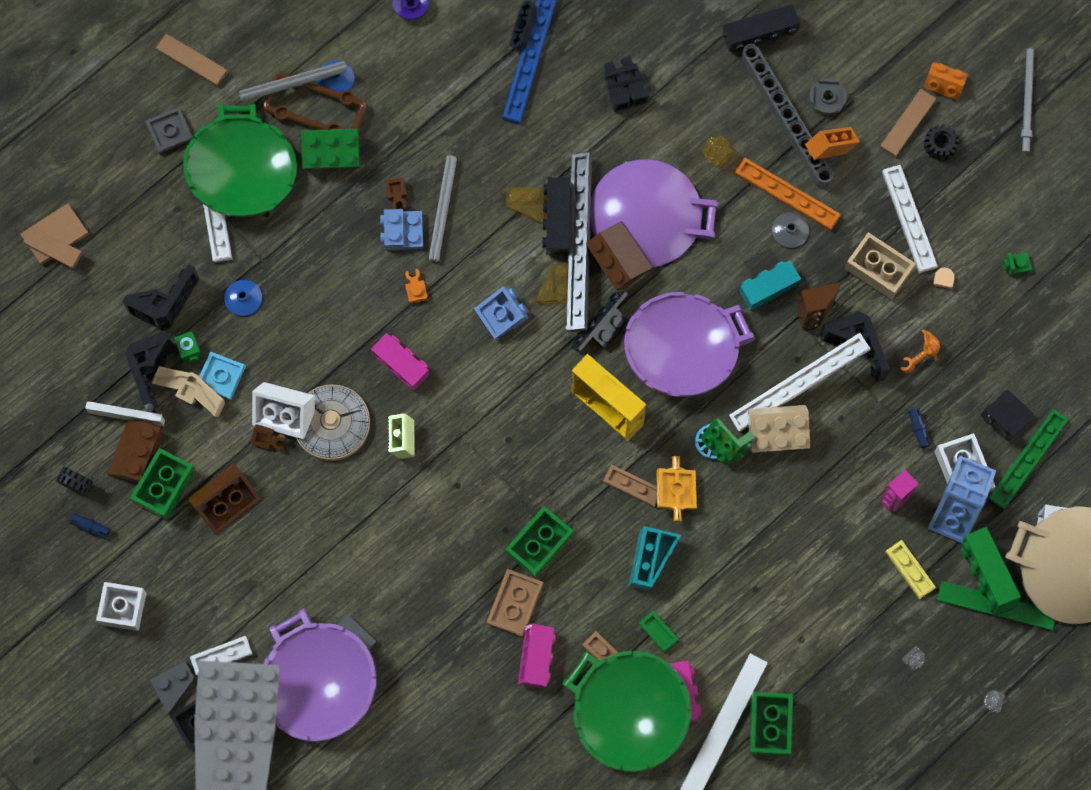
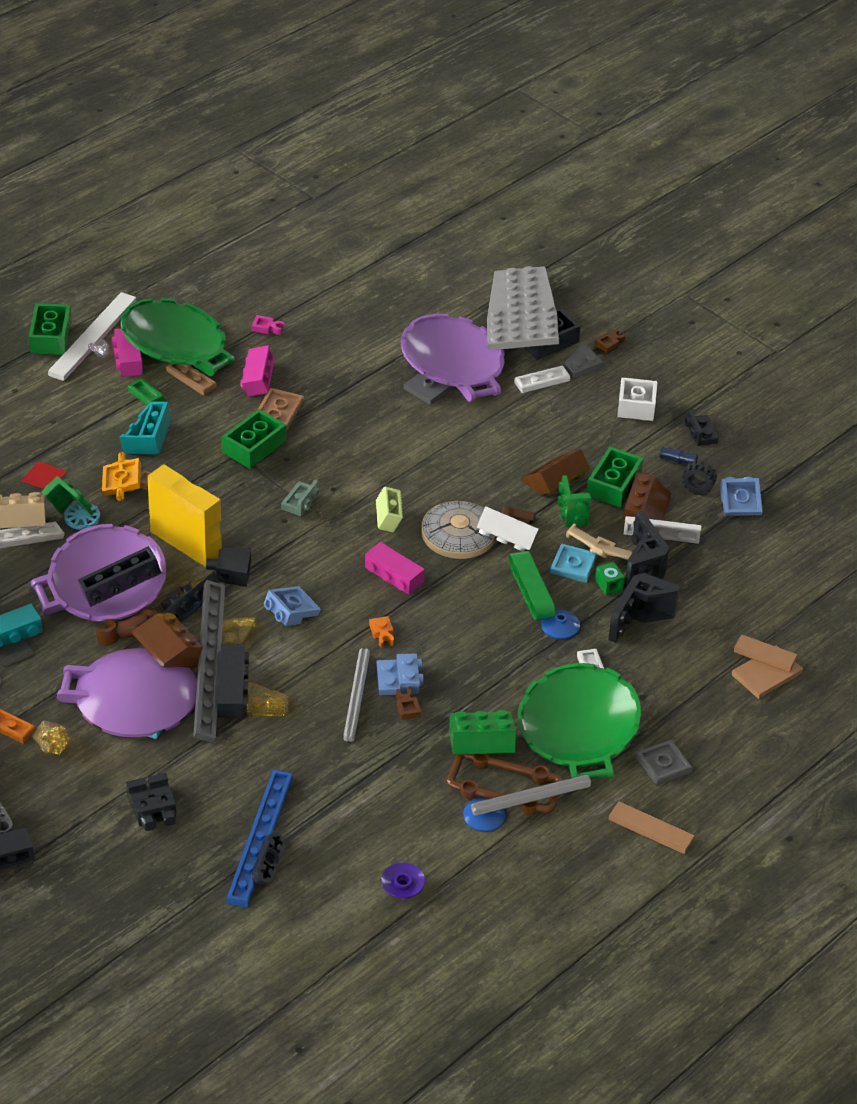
camera: 175 degrees right, 30 degrees down
(35, 460) = (741, 496): none -> medium blue plate
(57, 571) = (701, 429): none -> black bracket
(139, 715) = (609, 342): none -> reddish brown plate
(212, 430) = (574, 507): none -> green bracket
(266, 336) = (531, 585): none -> green beam
(491, 461) = (301, 498): none -> sand green bracket
(530, 743) = (266, 324): none -> dark pink plate
(558, 365) = (232, 565): none -> black torso
(654, 286) = (124, 628): none -> reddish brown piece
(668, 325) = (119, 576): none -> black brick
(713, 698) = (100, 348): none -> clear plate
(757, 504) = (42, 475): none -> red sticker

